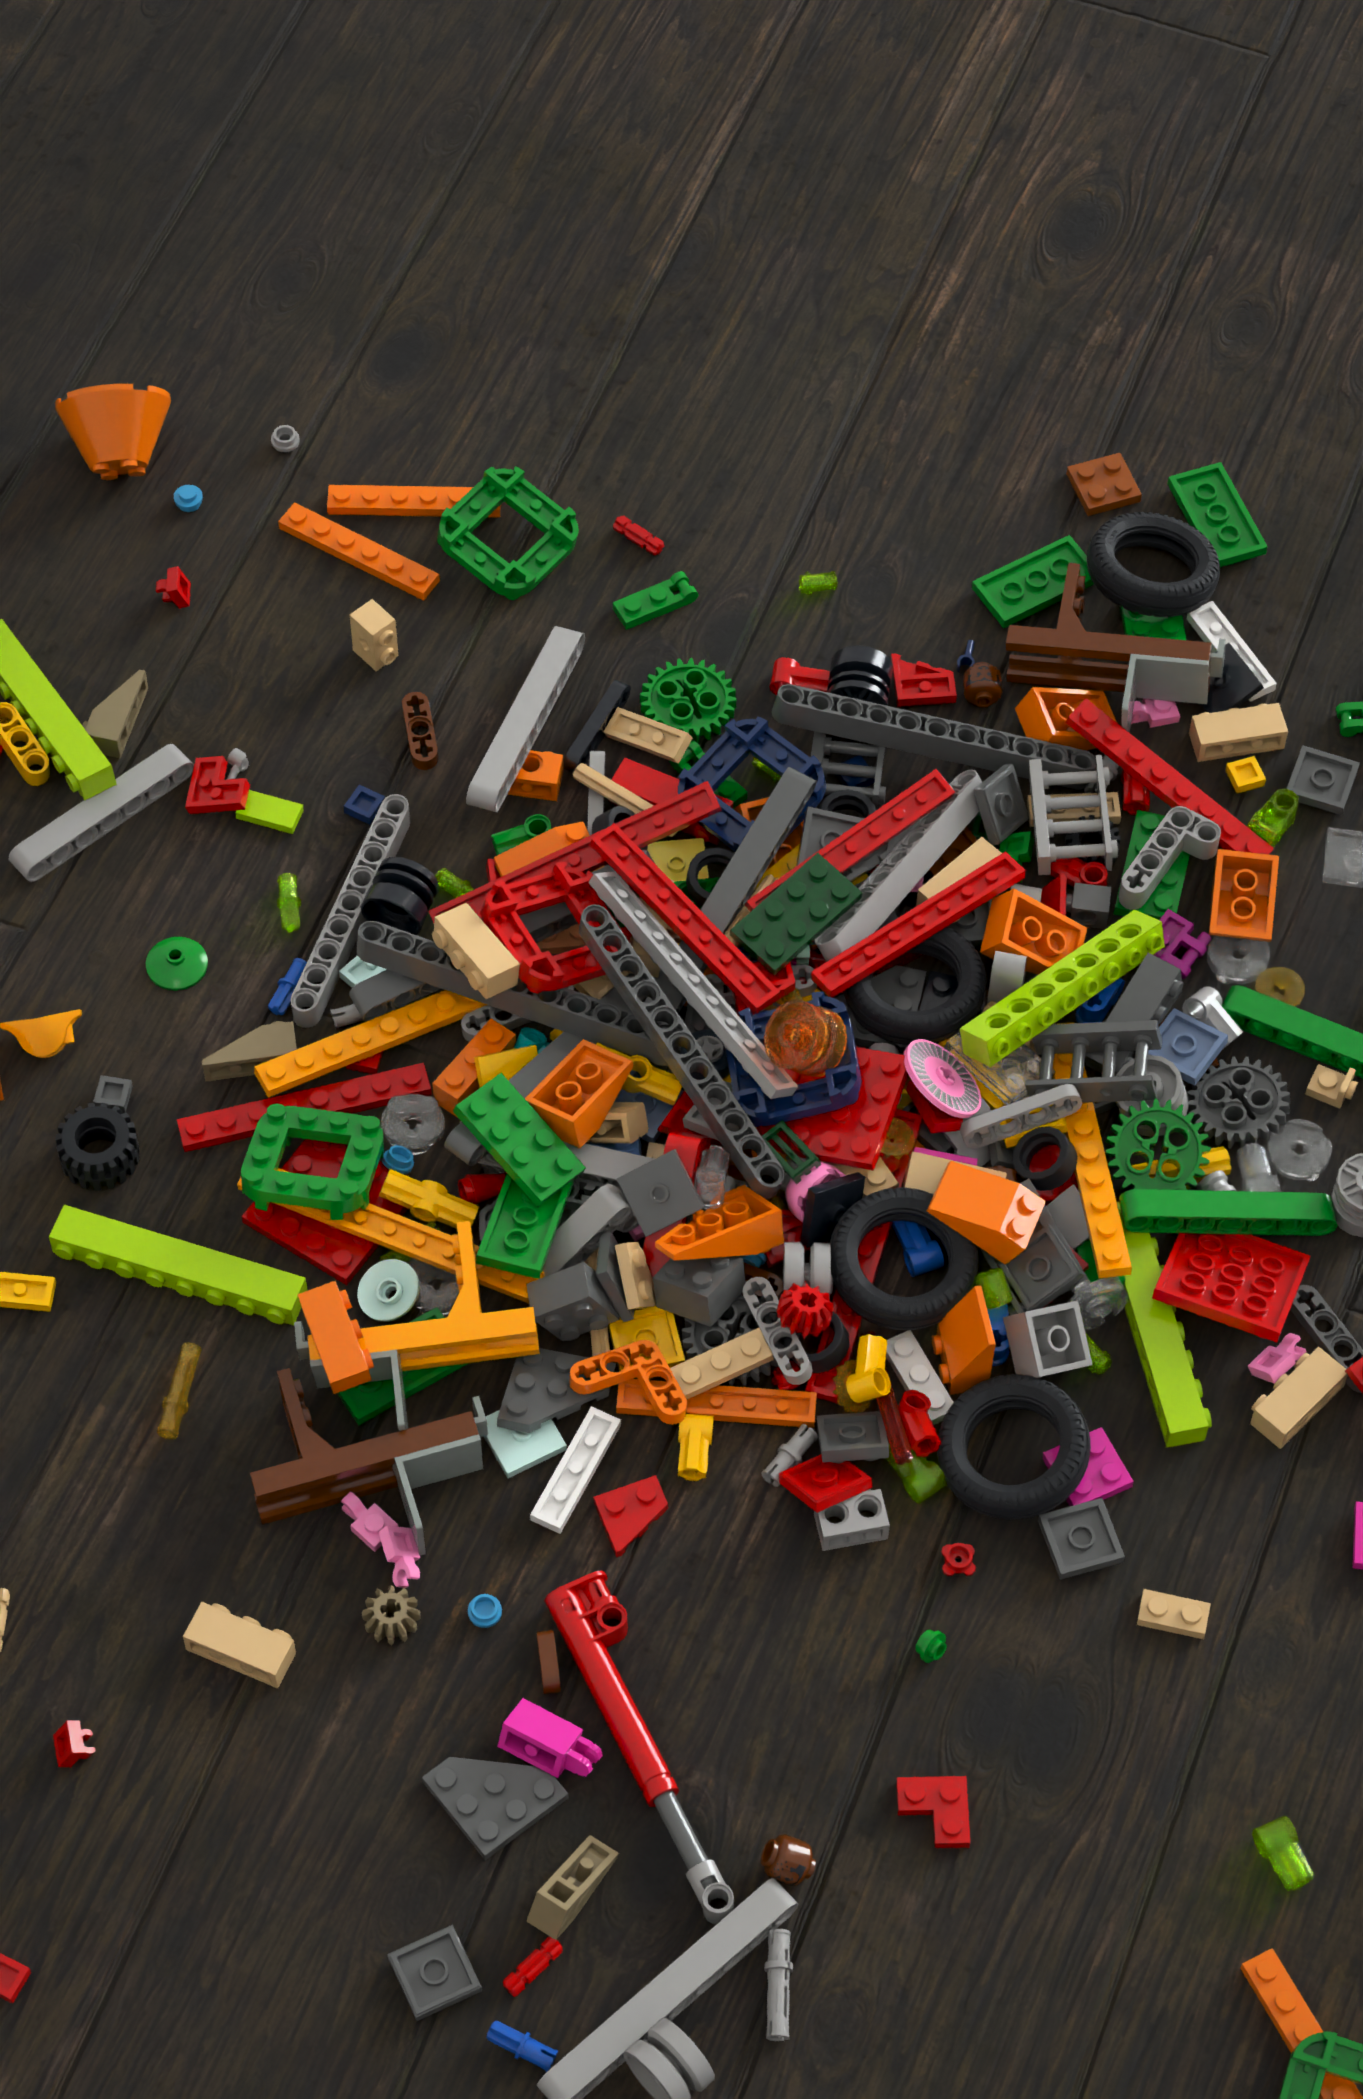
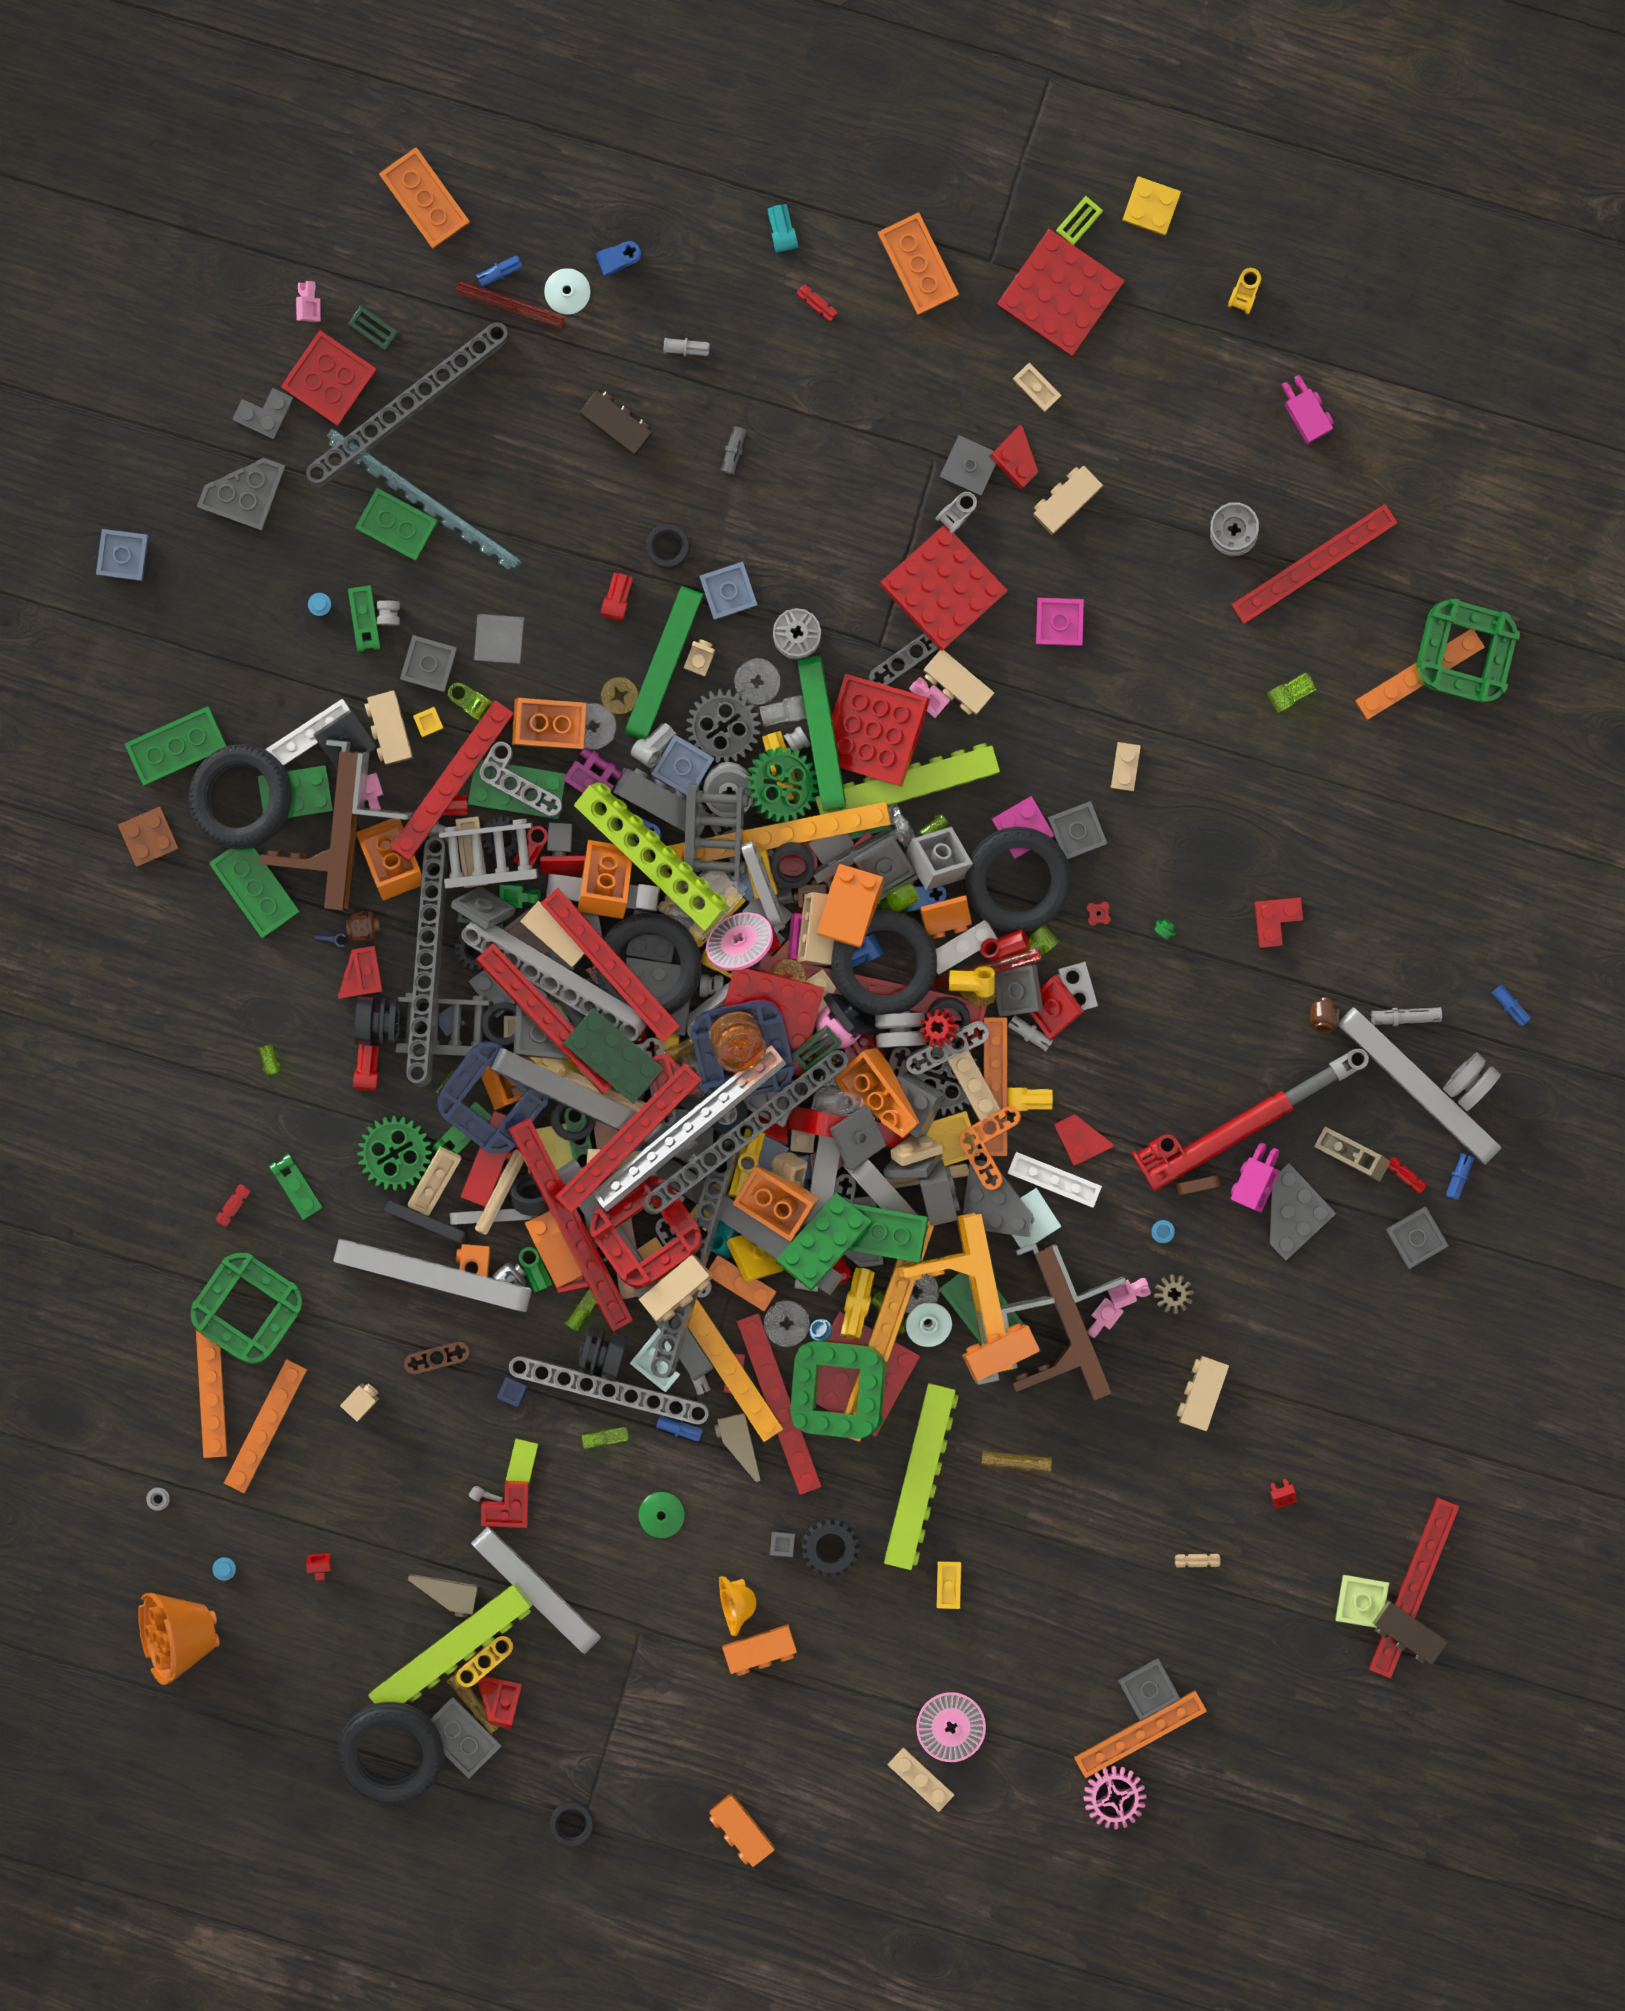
camera: 90 degrees left, 30 degrees up
(514, 809) = (510, 1274): none -> flat silver head

